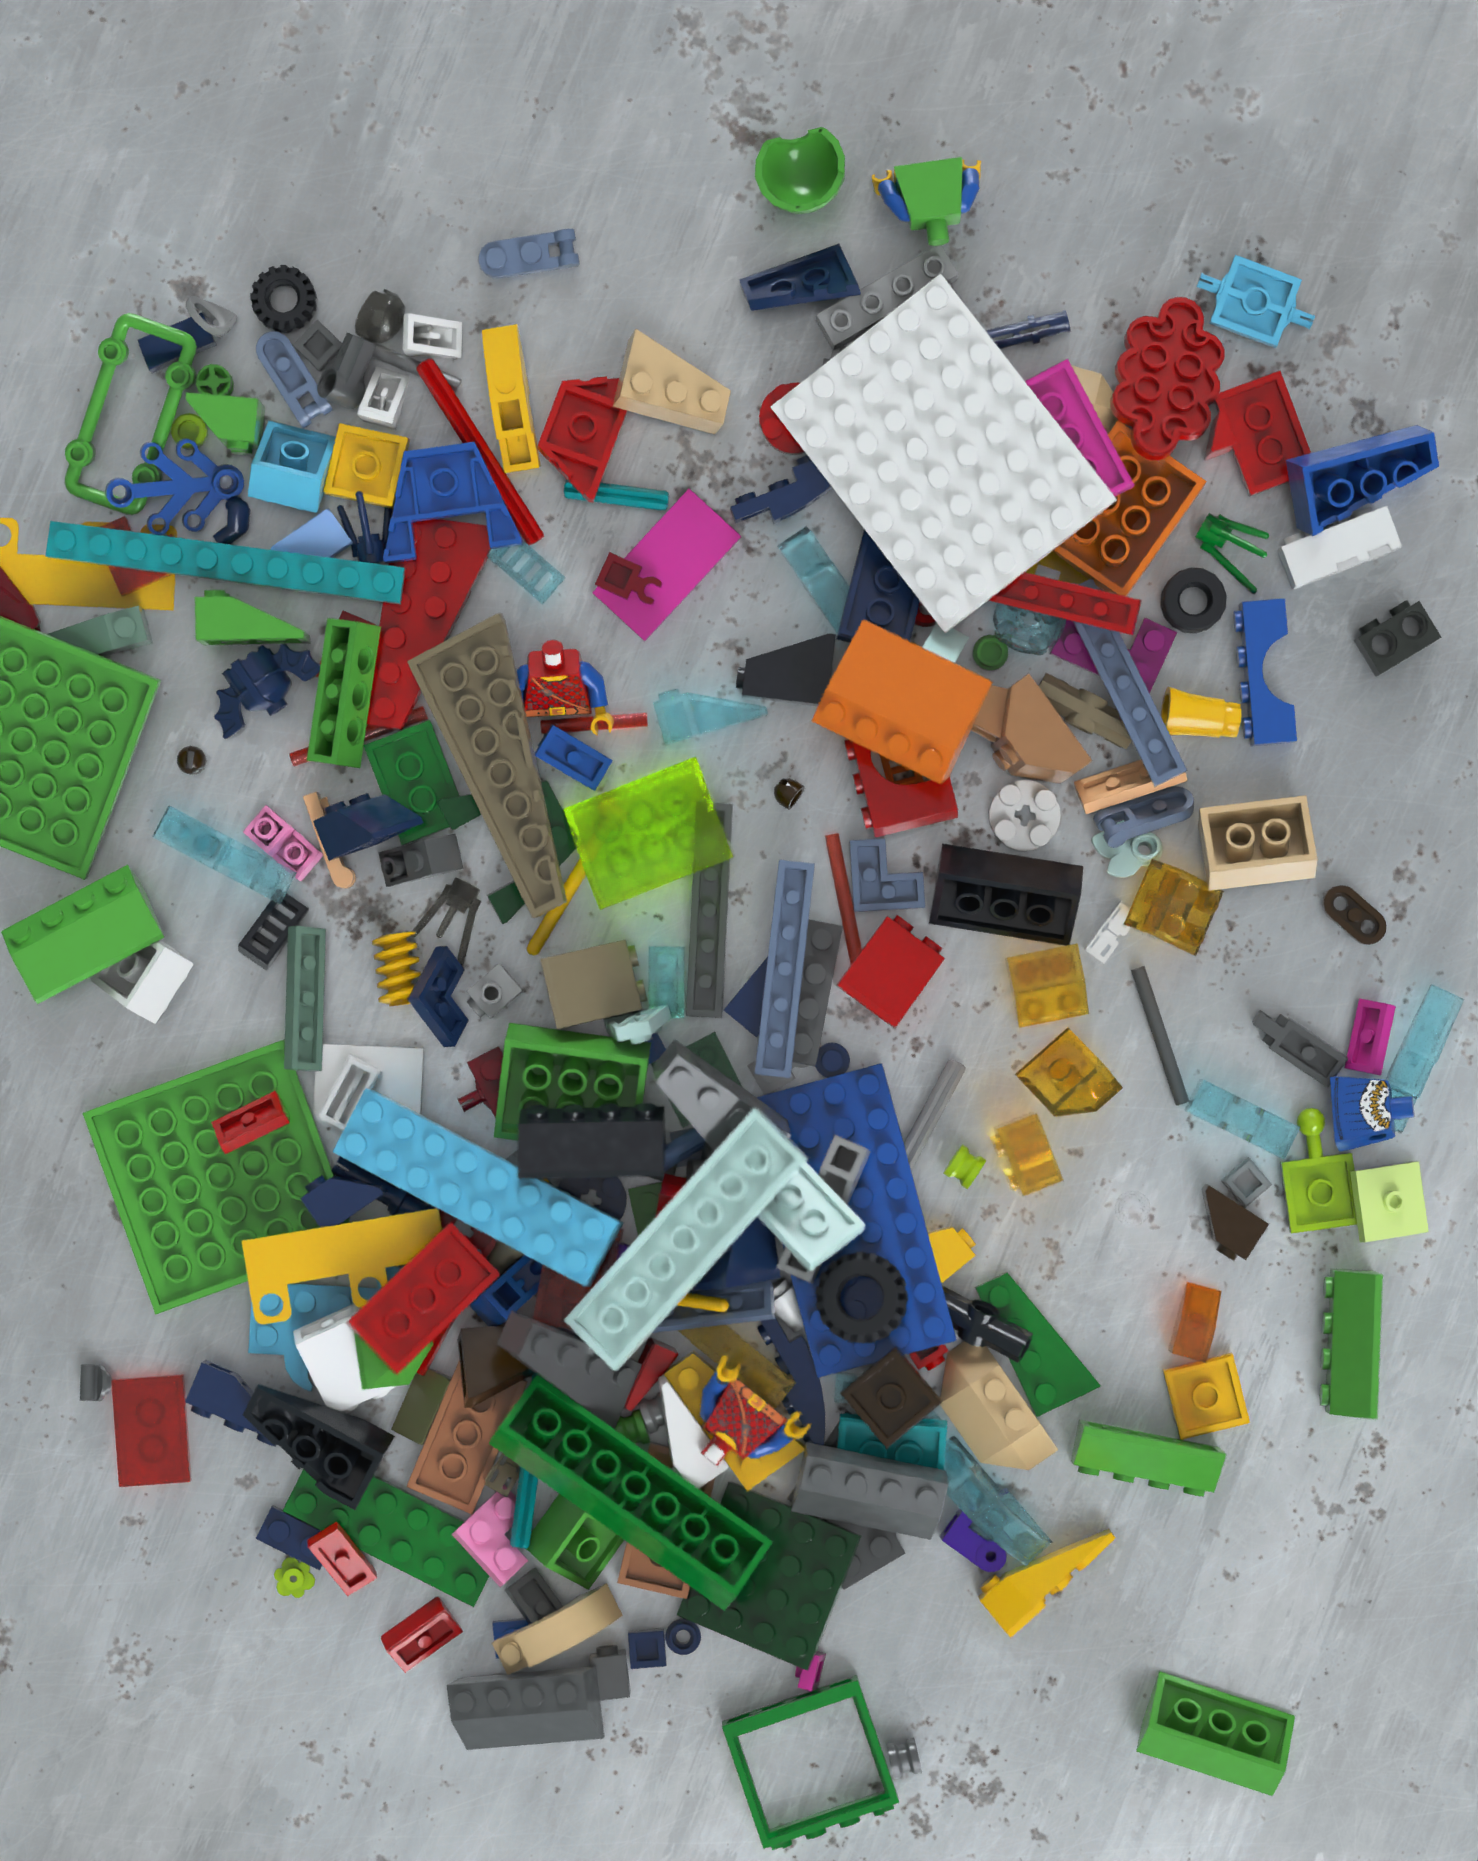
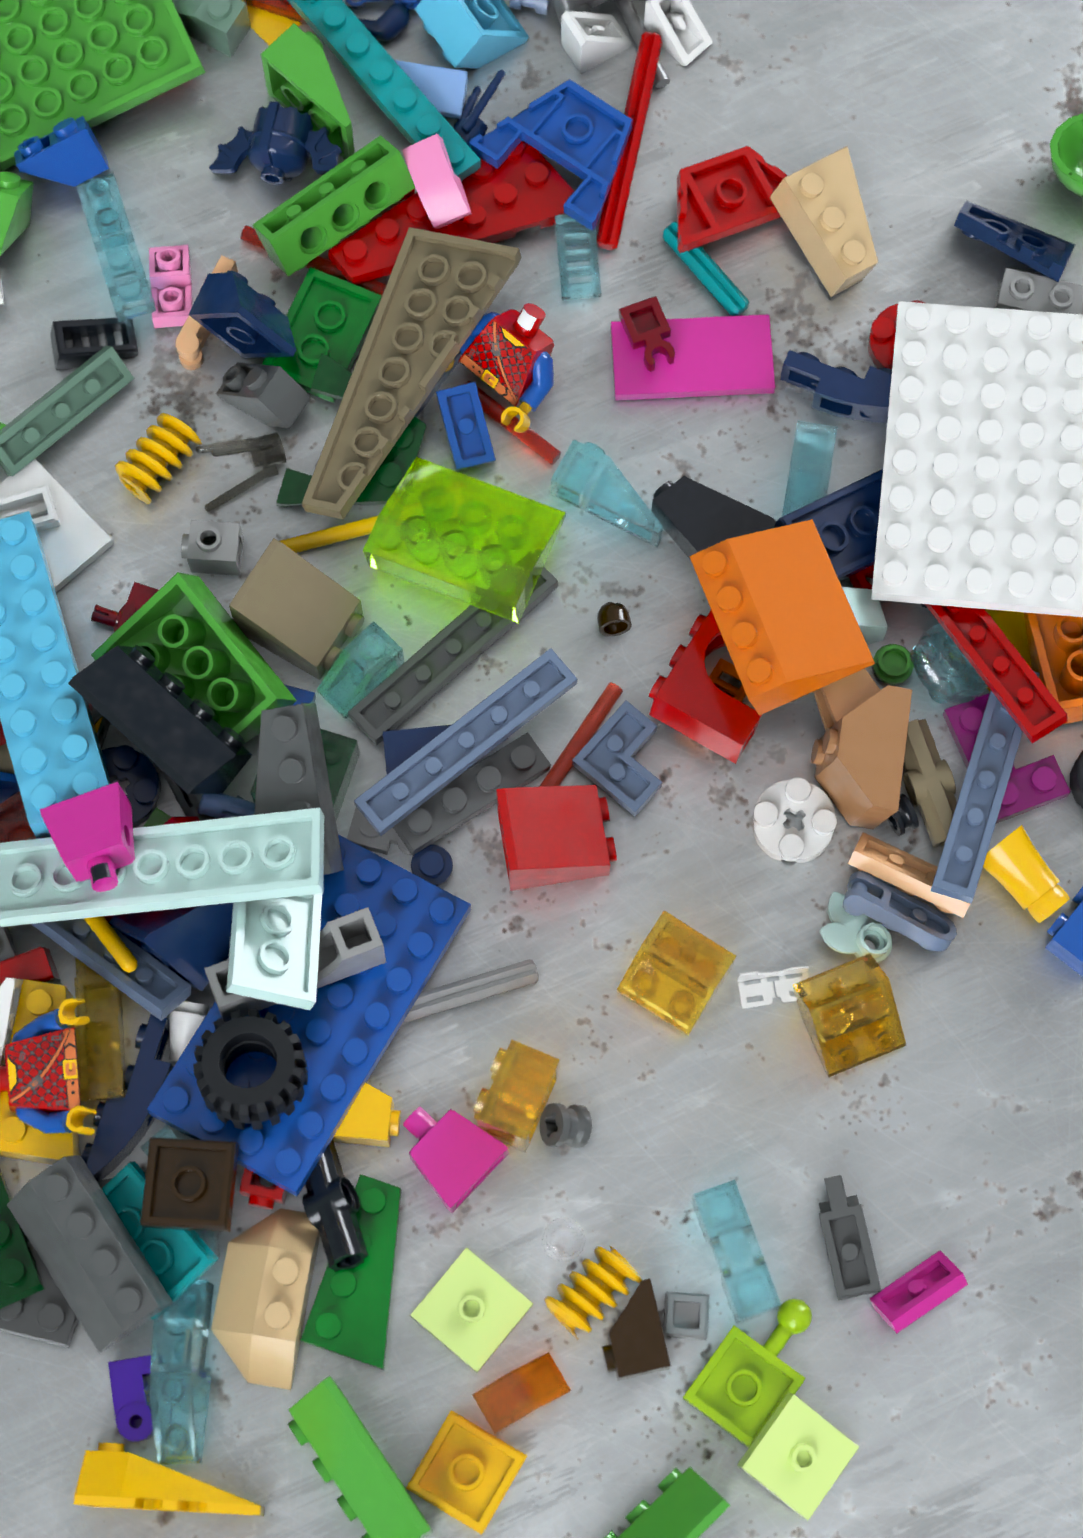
camera: 45 degrees right, 15 degrees down
(127, 827) = (65, 155): none -> blue slope
(199, 760) = (171, 166): dark brown hinge -> none
(365, 463) = (531, 67): yellow plate -> none
(394, 614) = (436, 182): none -> bright pink slope
(433, 997) = (158, 500): dark blue plate -> none
(510, 398) = (691, 119): yellow slope -> none
(528, 254) = (815, 39): sand blue plate -> none
(633, 1256) = (93, 834): none -> dark pink torso
(638, 1024) = (303, 675): light aqua wing -> none
(964, 1166) = (454, 1059): lime wheel -> none
(1006, 894) = (713, 866): black slope -> none
(1019, 1224) = (453, 1154): none -> dark pink torso
(1069, 1077) = (619, 1071): clear yellow slope -> none
(1070, 1141) = (565, 1125): none -> dark grey wheel
(1091, 747) = (904, 817): none -> black bush
(1118, 1301) = (471, 1310): none -> yellowish green plate
(1160, 1035) = (732, 1114): dark grey bar -> none
(1180, 1223) = (591, 1290): none -> yellow piece
(1257, 843) = (976, 1023): tan brick -> none
(1354, 914) = (1005, 1173): dark brown plate -> none
(1365, 1111) = (852, 1350): blue torso -> none
(1422, 1045) = (942, 1351): clear light blue slope -> none

